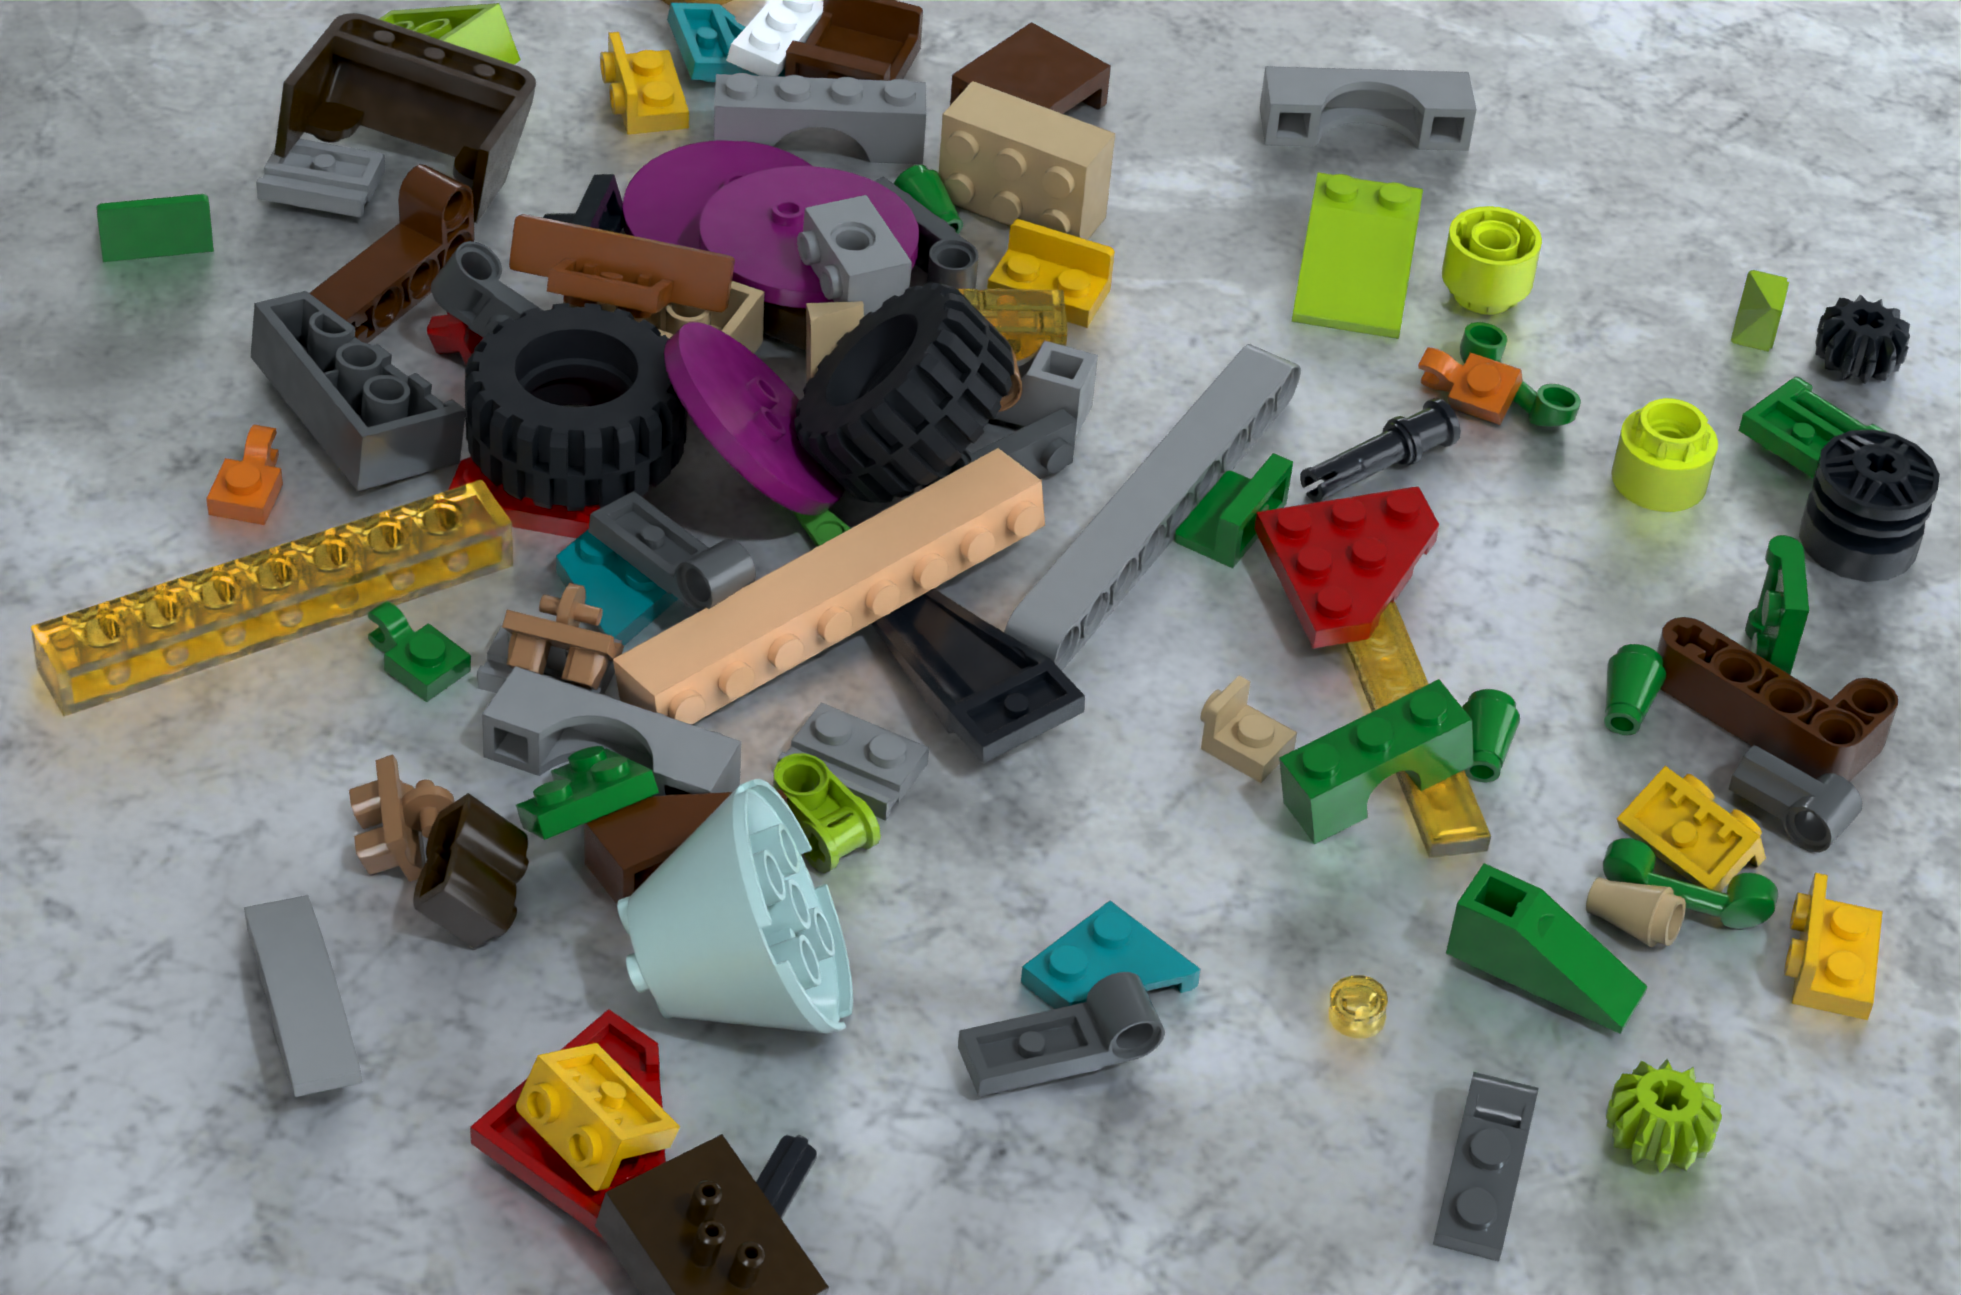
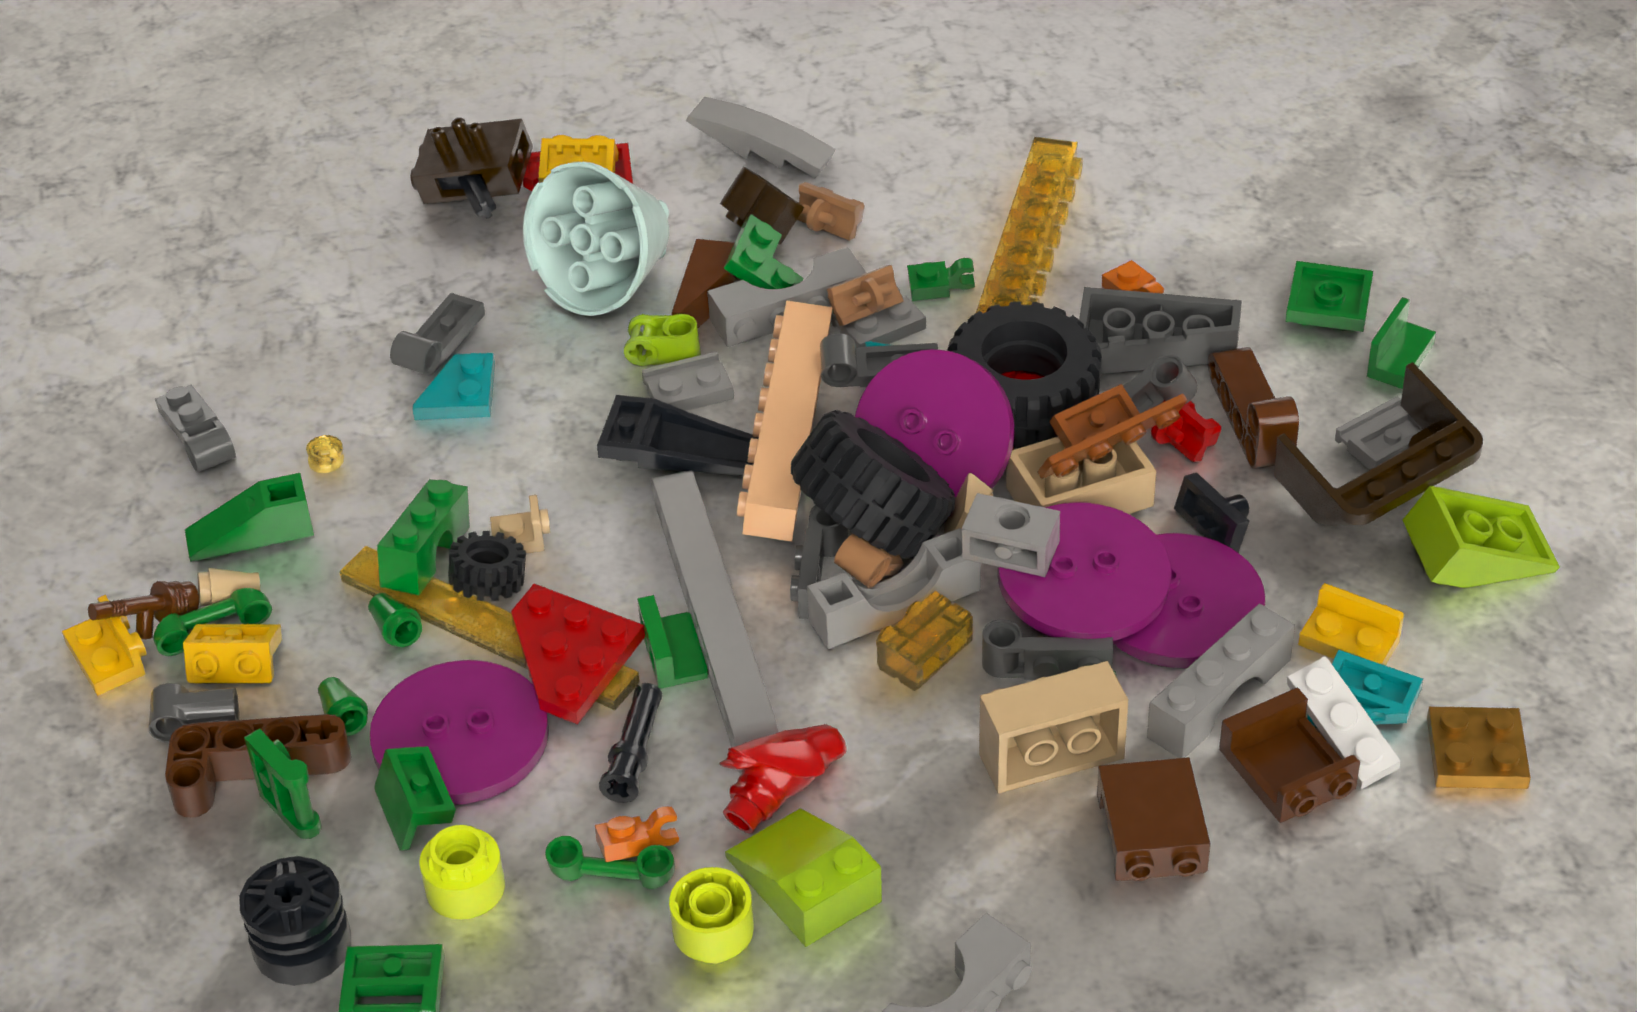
camera: 140 degrees right, 0 degrees up
(111, 313) = (1329, 296): none -> green plate
(1056, 261) = (949, 706): yellow bracket -> none
(1286, 320) = (777, 770): none -> red animal
(1326, 676) = (486, 566): none -> black tyre
(1529, 594) = (473, 719): none -> magenta plate
(1648, 542) = (412, 792): none -> green panel
(1663, 1115) = (125, 497): lime gear -> none
(1722, 927) = (163, 600): none -> reddish brown piece

